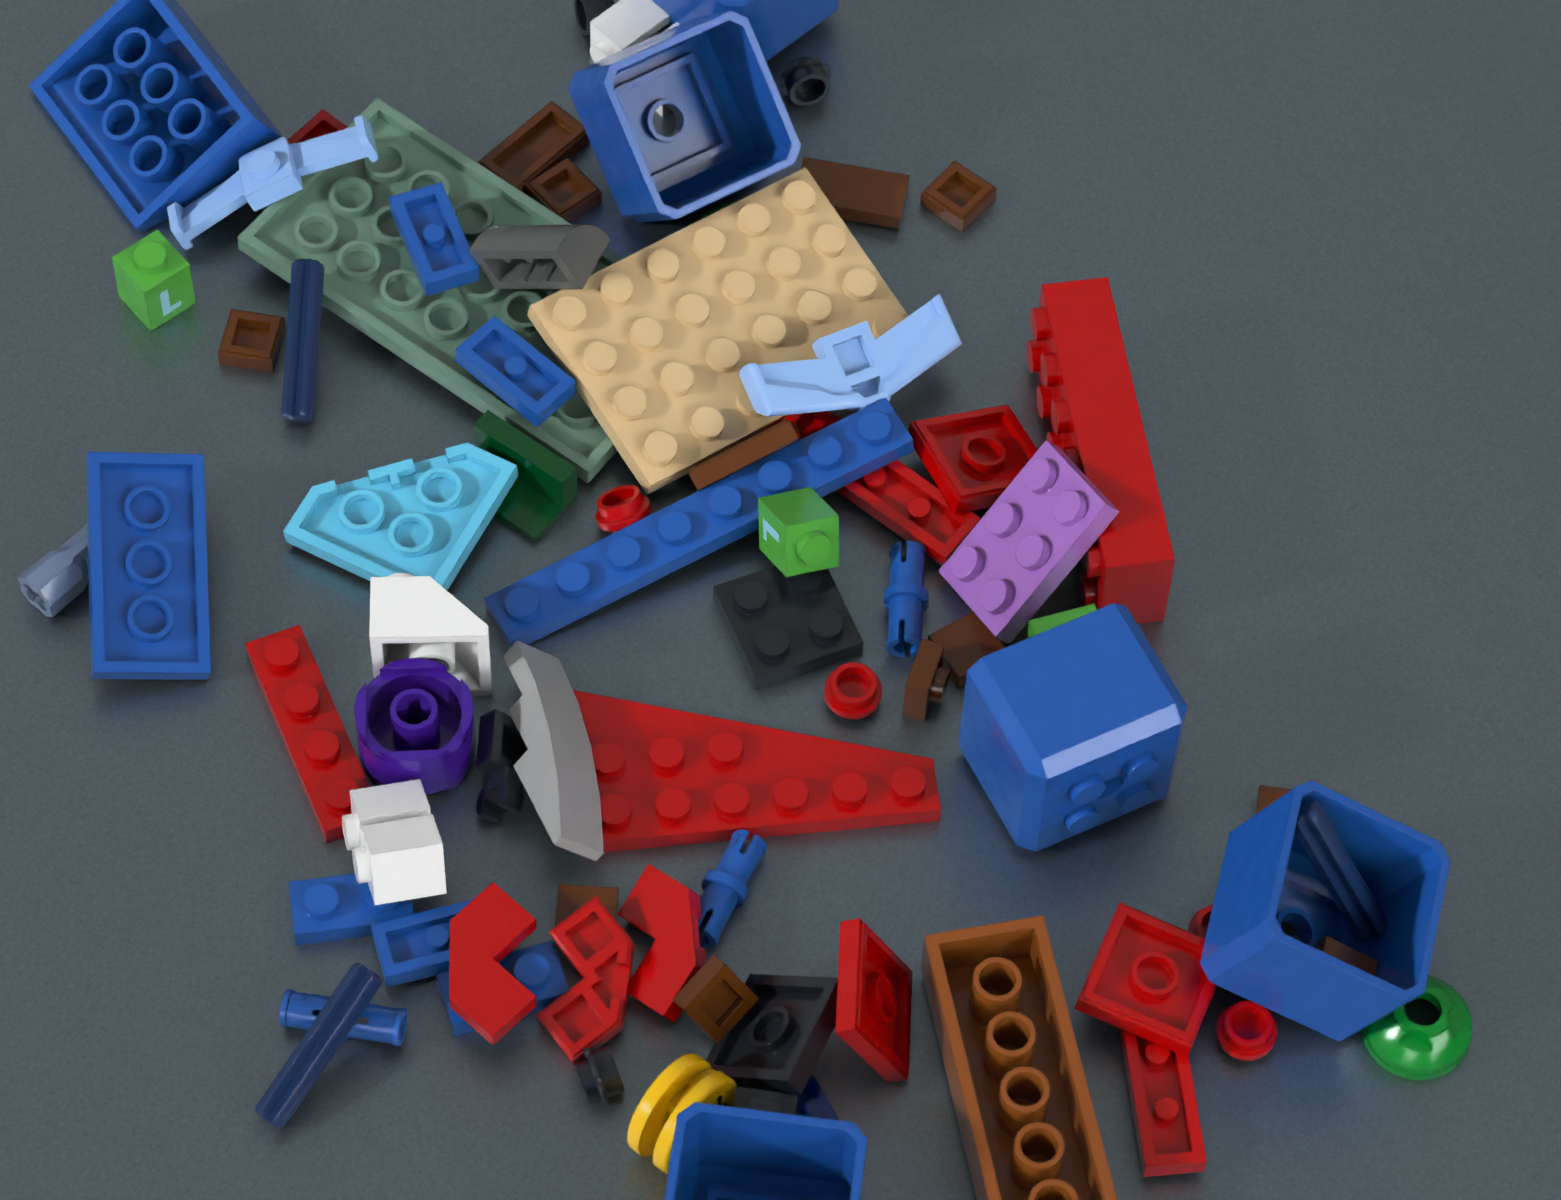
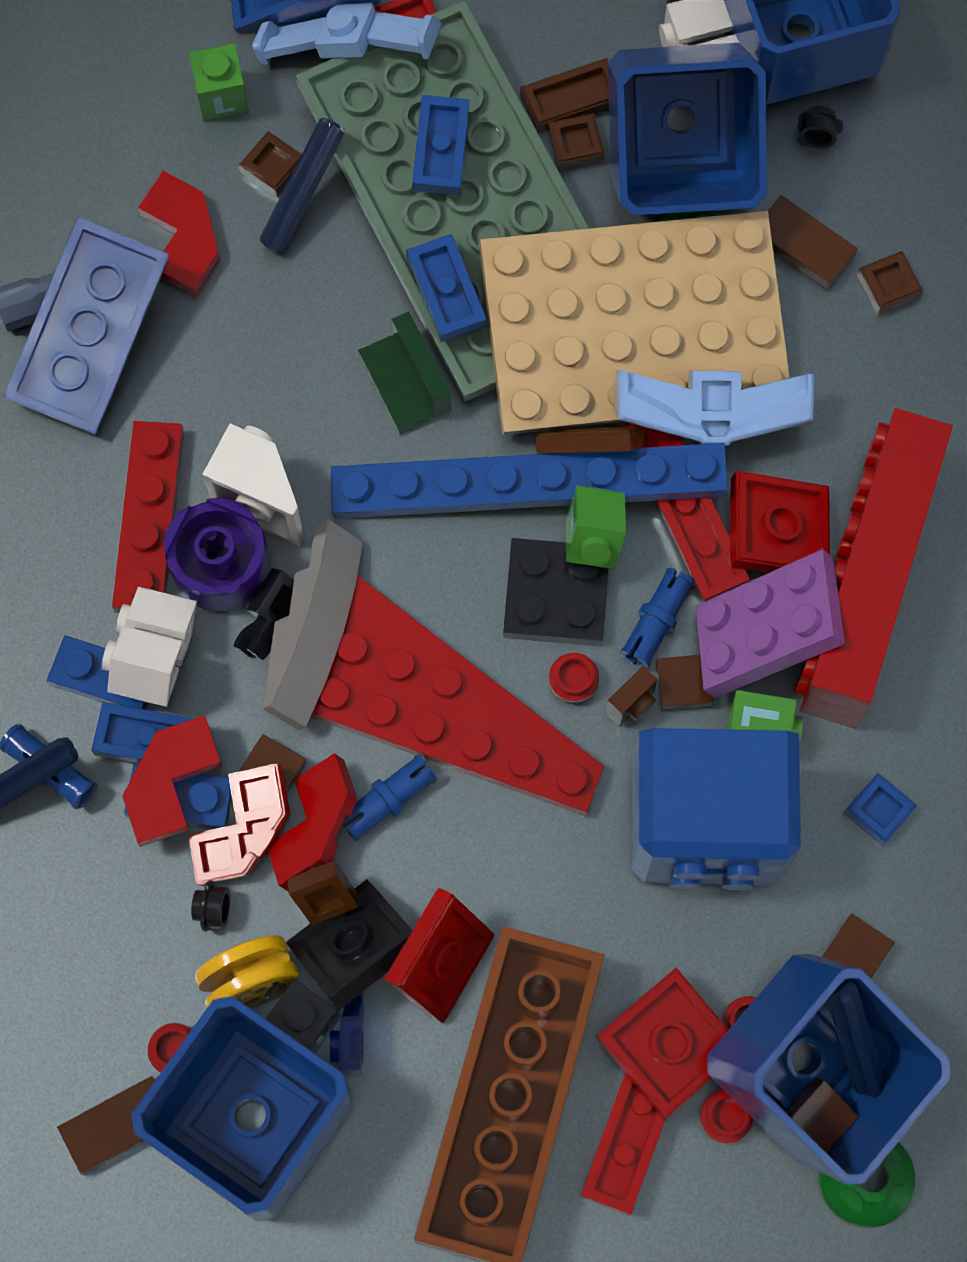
camera: 30 degrees right, 15 degrees up
(188, 425) = (185, 213): none -> red tile
(405, 515) = (306, 373): medium azure plate -> none
(539, 255) = (511, 197): dark grey brick -> none
(621, 508) = (475, 439): red plate -> none
(1231, 681) = (880, 809): none -> blue tile

